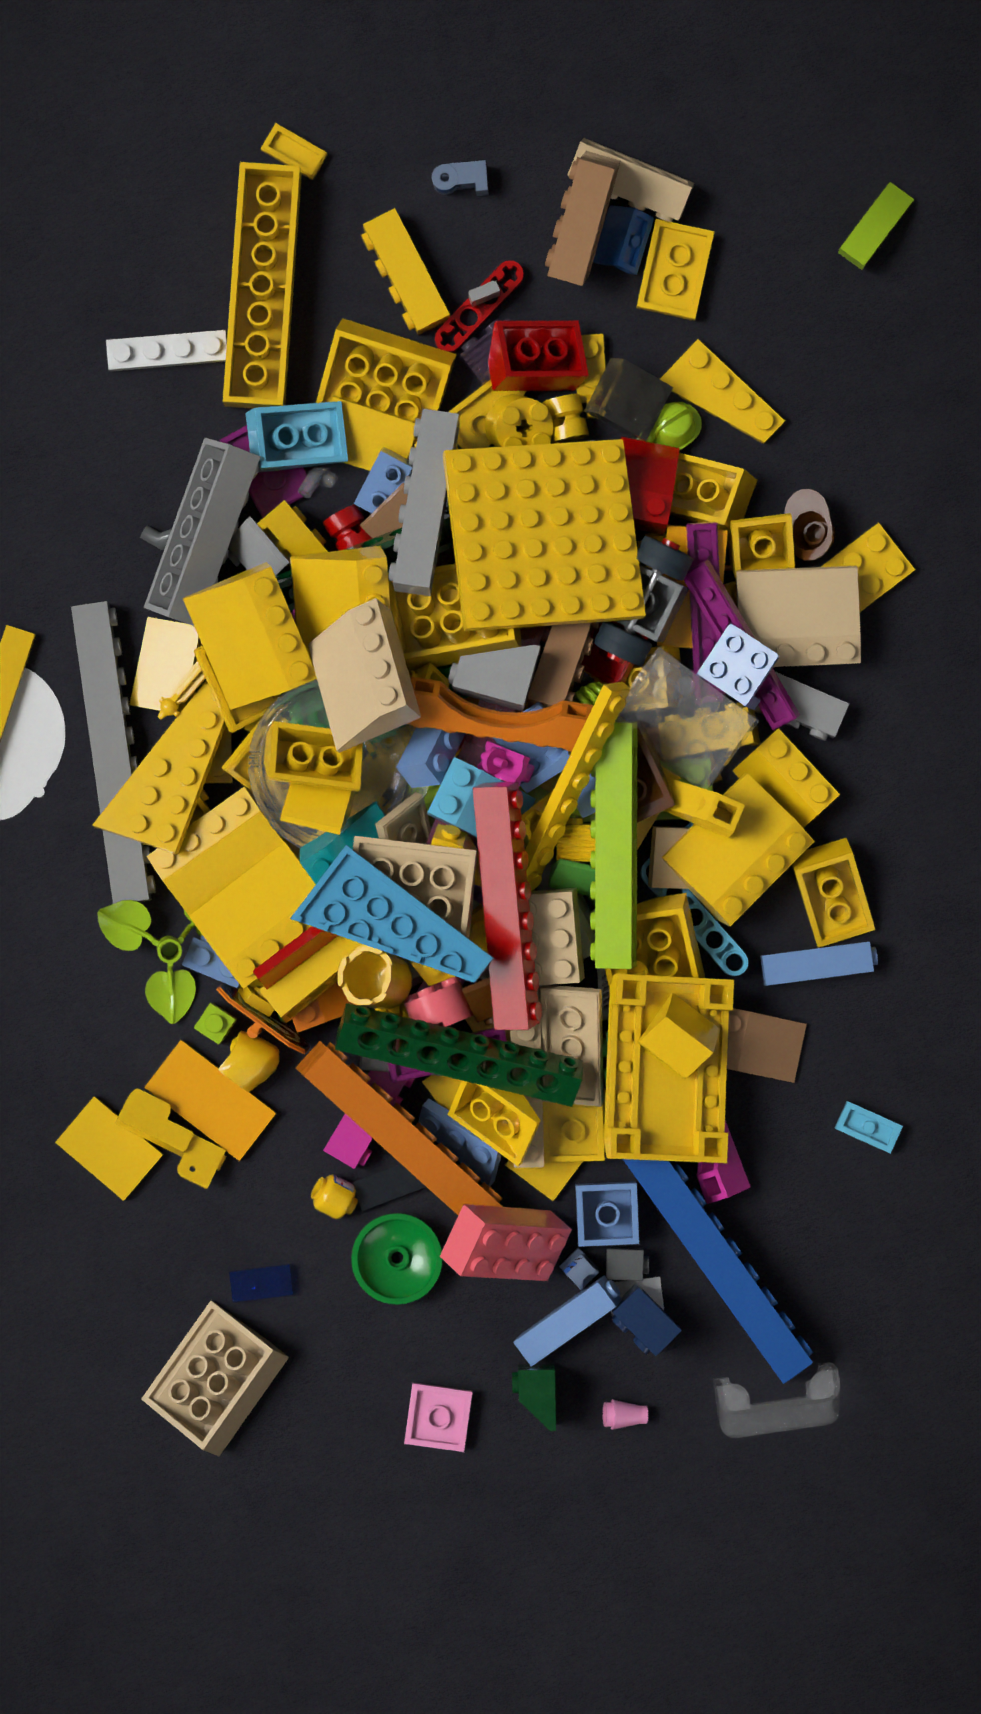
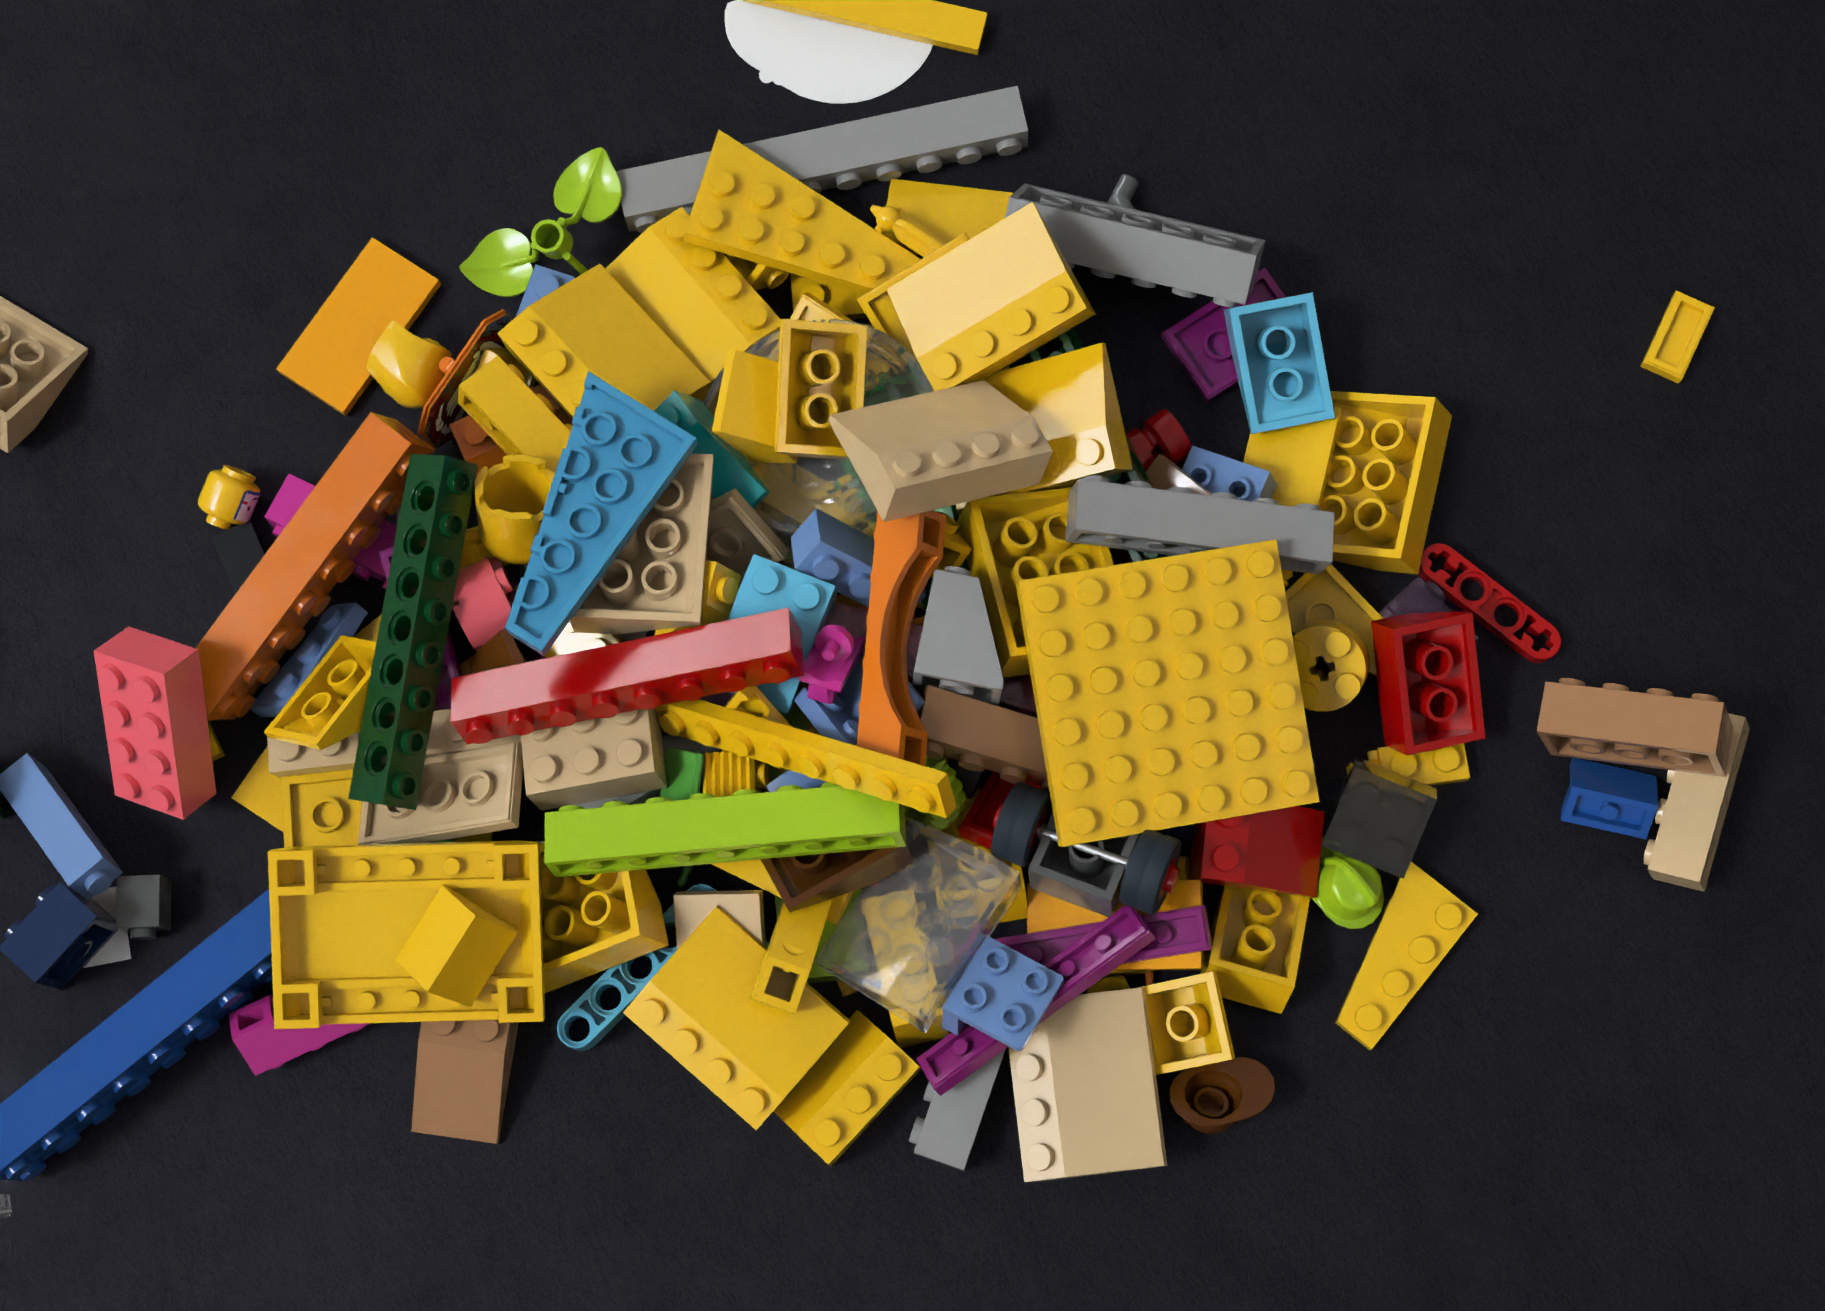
camera: 90 degrees right, 10 degrees down
(108, 1150) = (289, 200): yellow tile -> none
(148, 1118) = (327, 246): yellow piece -> none
(166, 350) = (1381, 192): white plate -> none
(215, 1023) = (457, 318): lime brick -> none
(253, 547) = (1120, 318): light grey slope -> none
(261, 1283) = (111, 412): clear blue plate -> none
(262, 285) = (1486, 302): yellow brick -> none
(289, 533) = (1146, 364): yellow wedge -> none
(292, 955) = (539, 386): red tile -> none
(316, 478) = (1225, 399): clear arm -> none
(390, 1280) = (125, 565): green dish -> none
(405, 271) = (1527, 496): yellow brick -> none
(461, 175) = (1672, 564): sand blue leg -> none
(483, 293) = (1509, 601): light grey tile -> none
(566, 418) = (1343, 731): yellow wheel -> none
(579, 1268) = (133, 840): sand blue leg -> none
(607, 1213) = (209, 870): medium blue brick -> none
(675, 269) = (1574, 874): yellow plate -> none
(818, 963) = (583, 1153): medium blue brick -> none
(832, 893) = (687, 1167): yellow slope -> none
(868, 1127) = (349, 1245): medium azure plate -> none
(875, 225) = (1674, 1162): lime slope -> none
(878, 564) = (1171, 1199): yellow plate -> none

